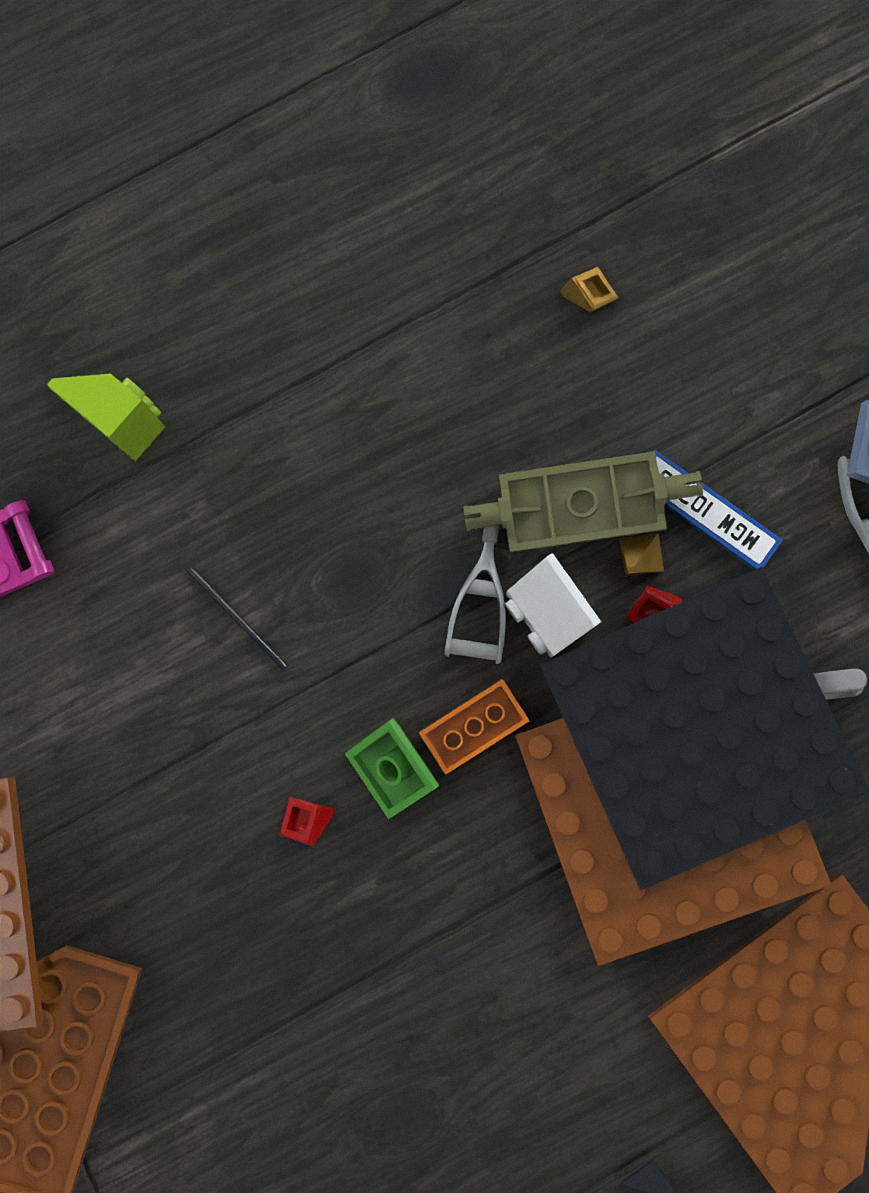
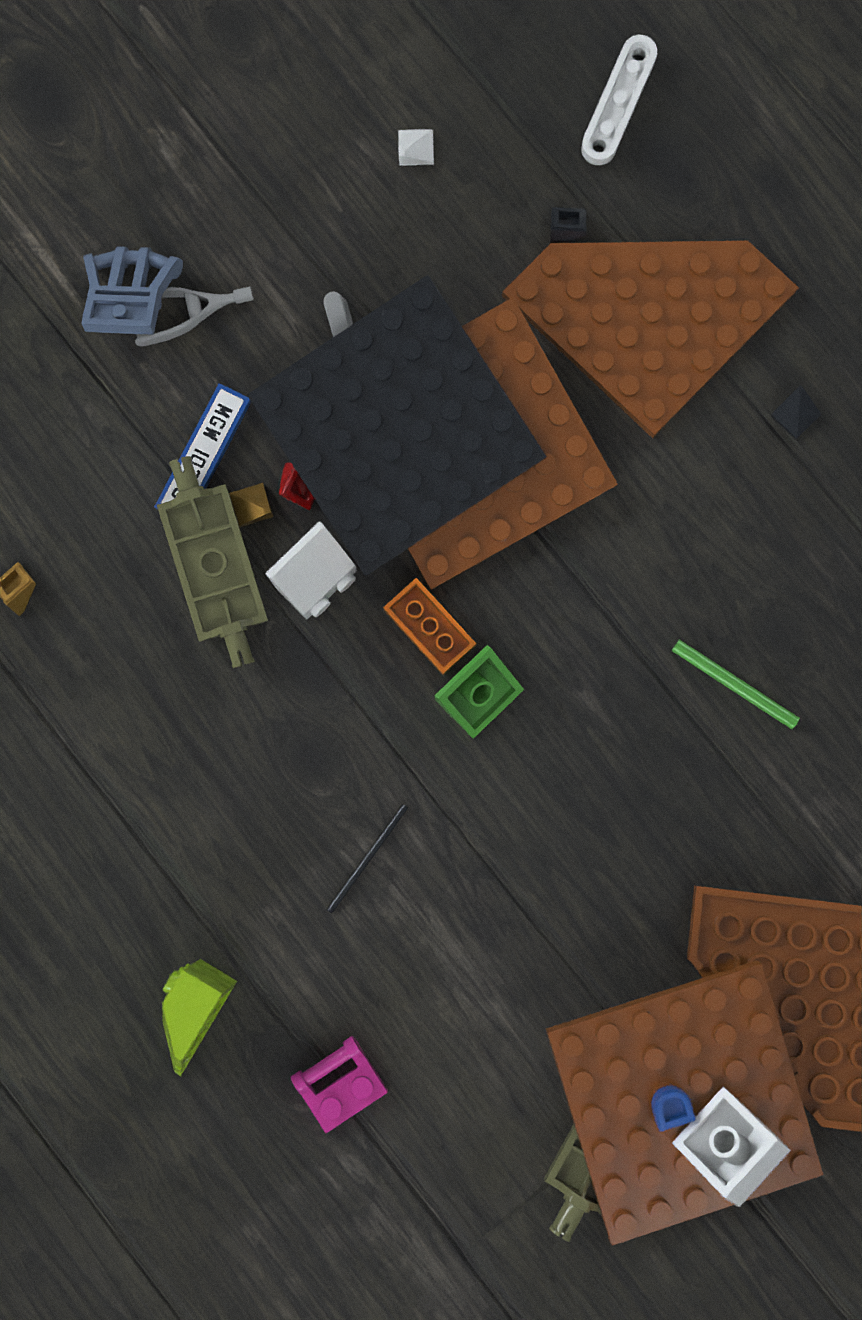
camera: 100 degrees left, 0 degrees up
(305, 820) = (538, 763): red slope -> none
(353, 1057) = (735, 684): none -> bright green bar
(485, 588) = (303, 632): light grey piece -> none

